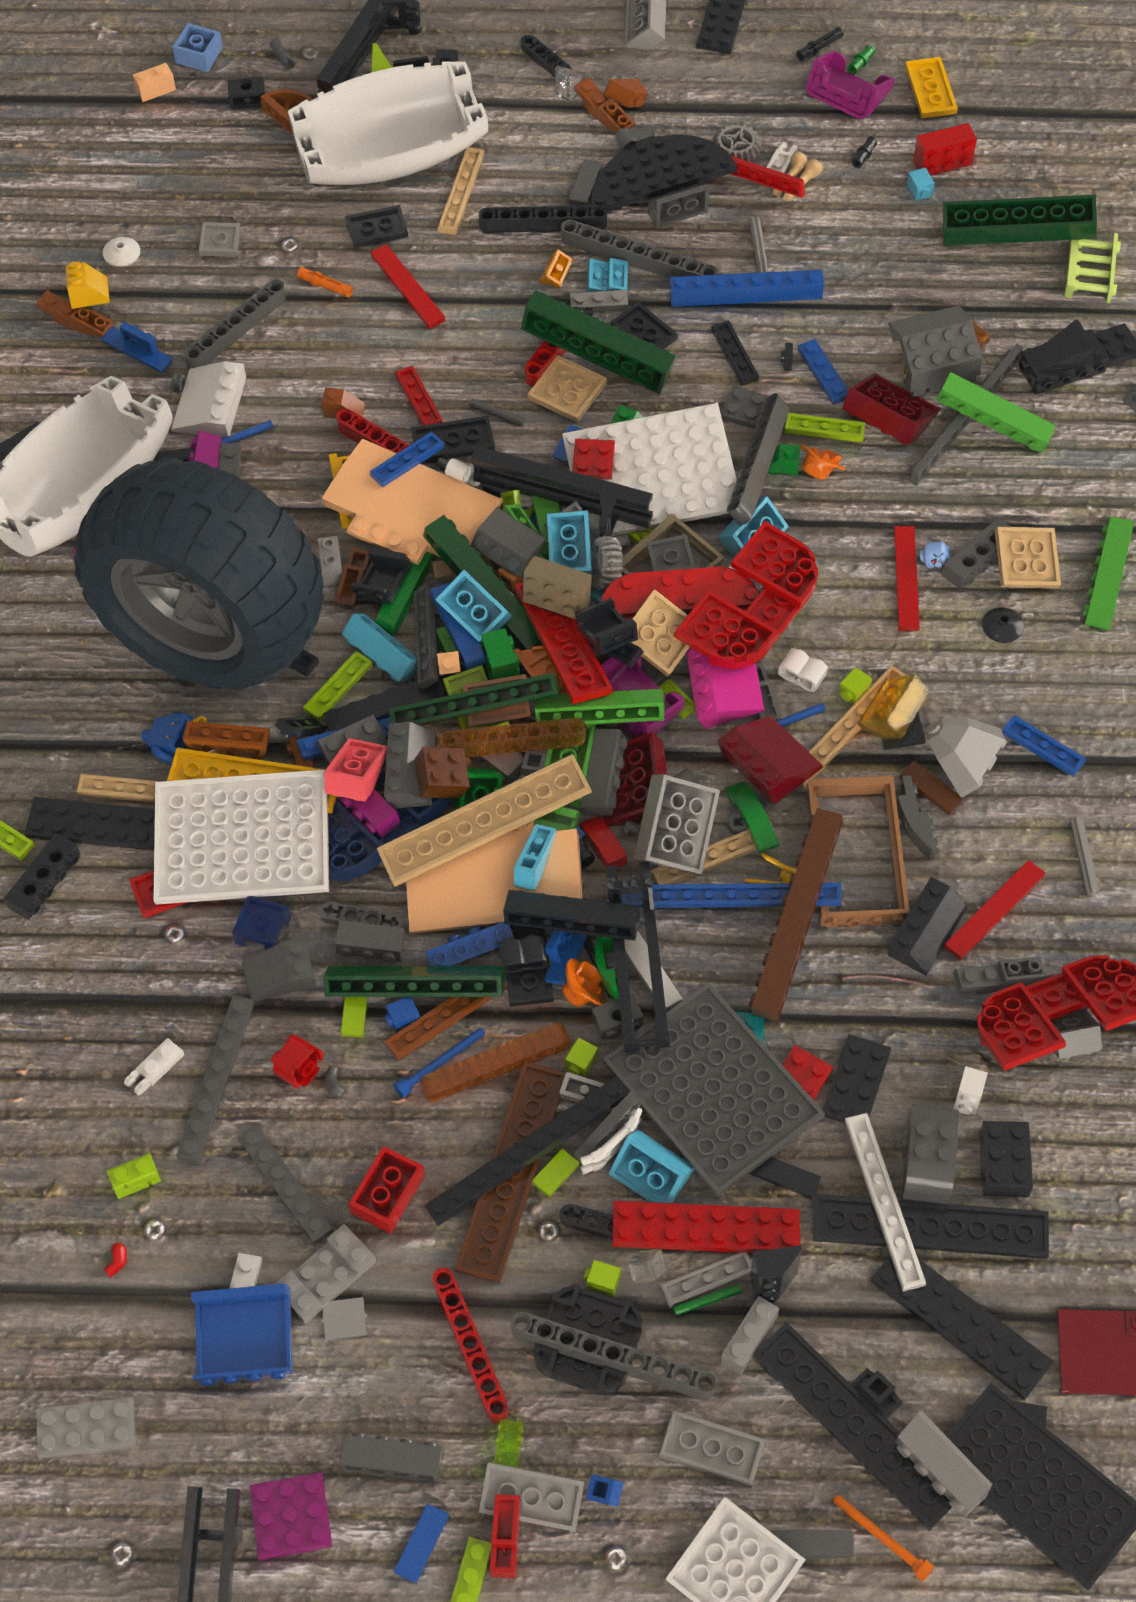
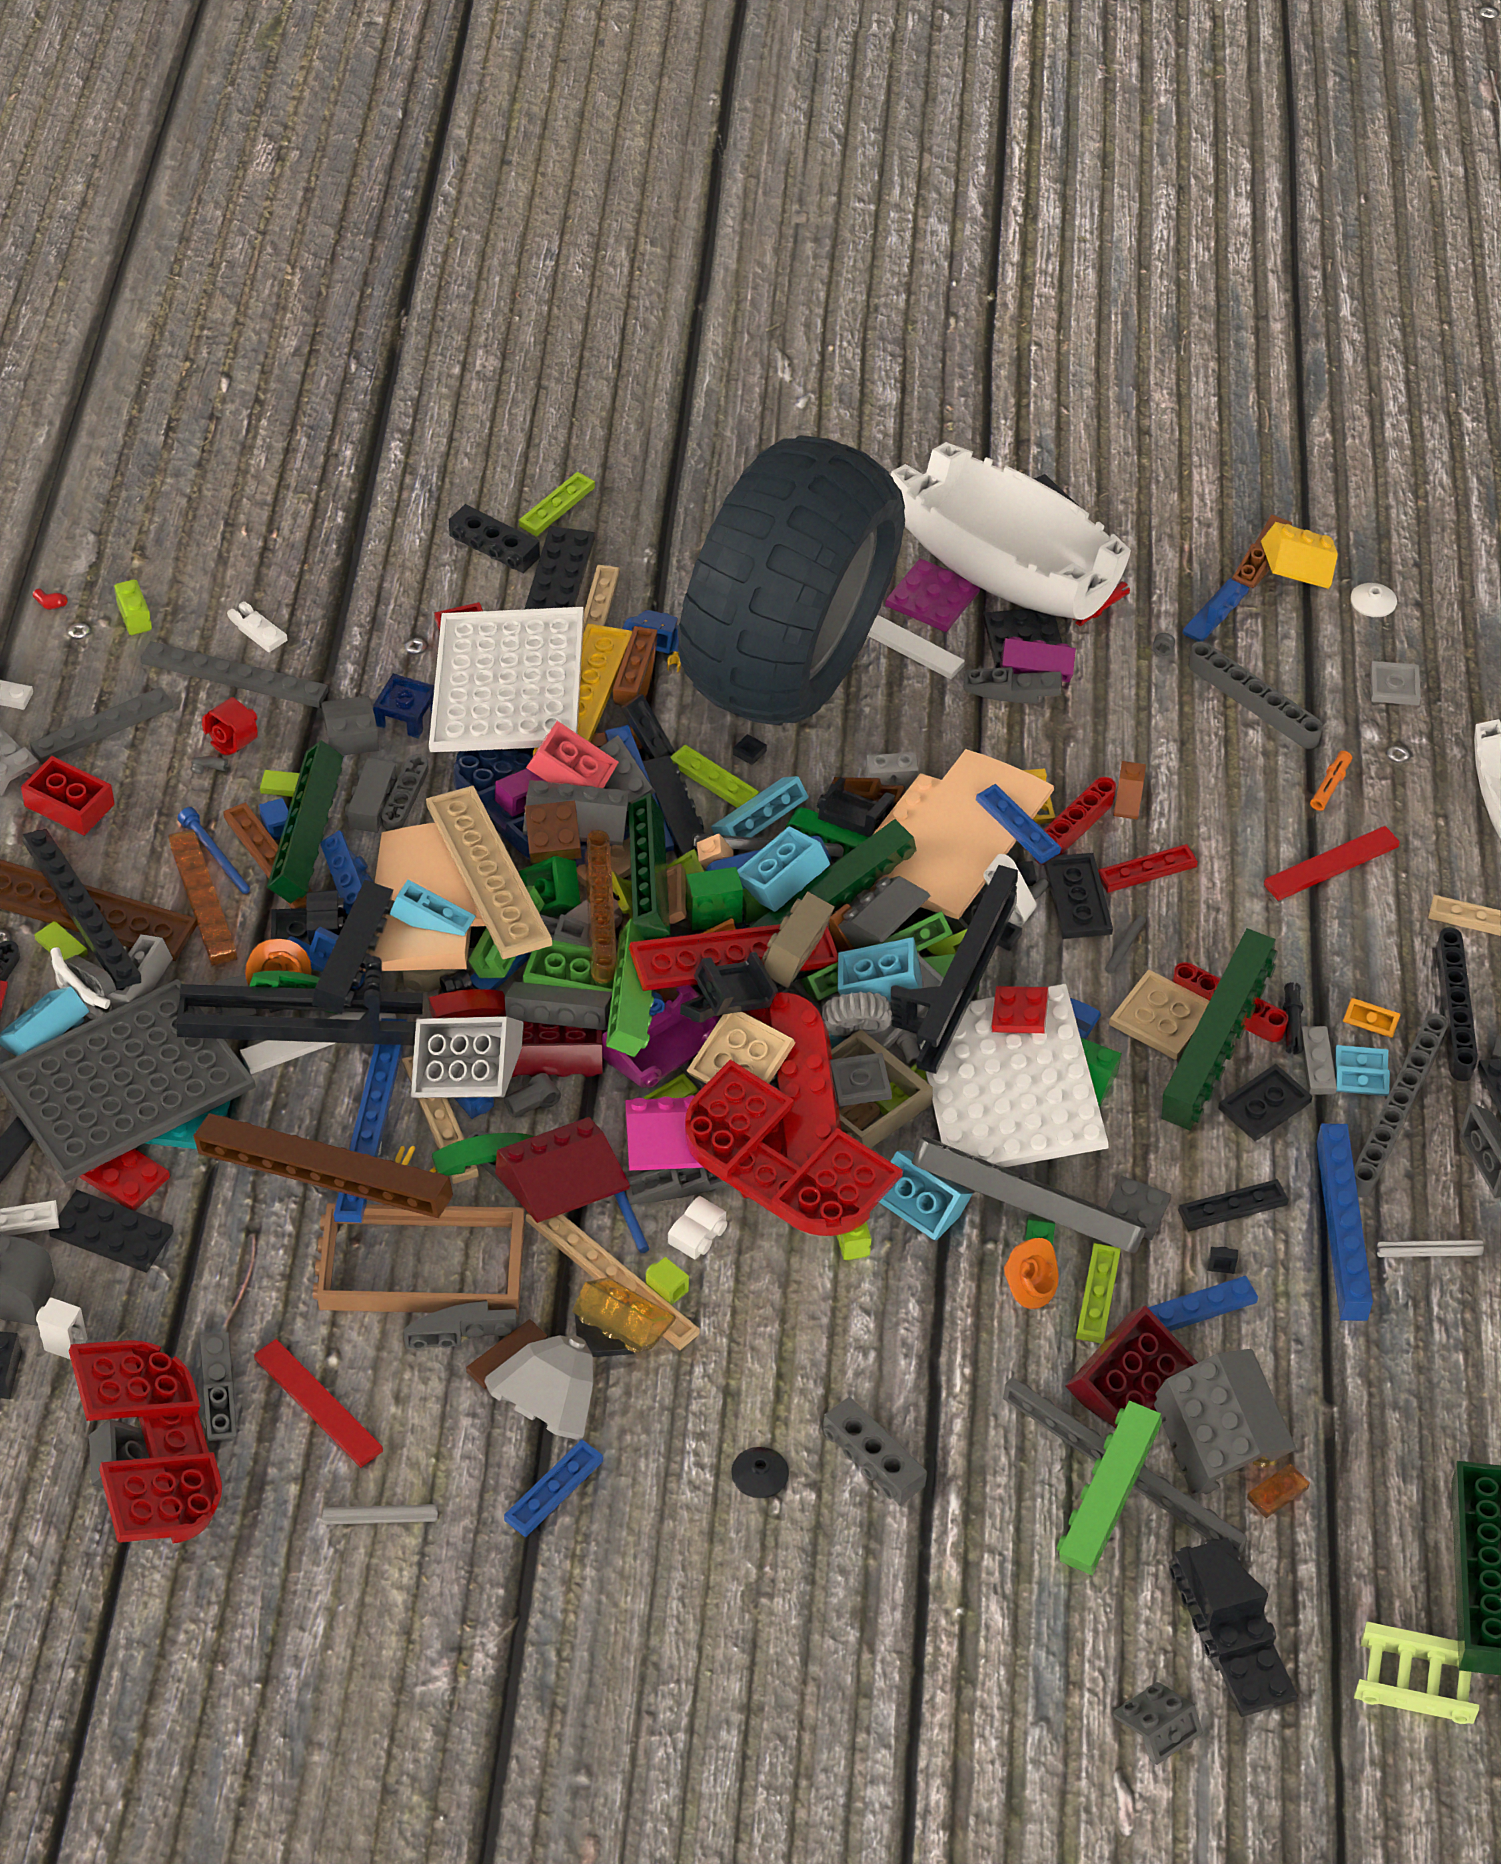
camera: 90 degrees right, 10 degrees down
(210, 399) = (1136, 675): white slope -> none
(247, 432) = (1089, 705): blue bar -> none
(376, 226) = (1429, 833): black plate -> none
(581, 1058) = (191, 968): lime brick -> none
(906, 578) = (842, 1364): red tile -> none
(927, 926) = (302, 1320): black slope -> none
(935, 554) = (874, 1395): light blue head -> none
(1027, 557) = (856, 1499): tan plate -> none
(1109, 572) = (834, 1609): bright green brick -> none

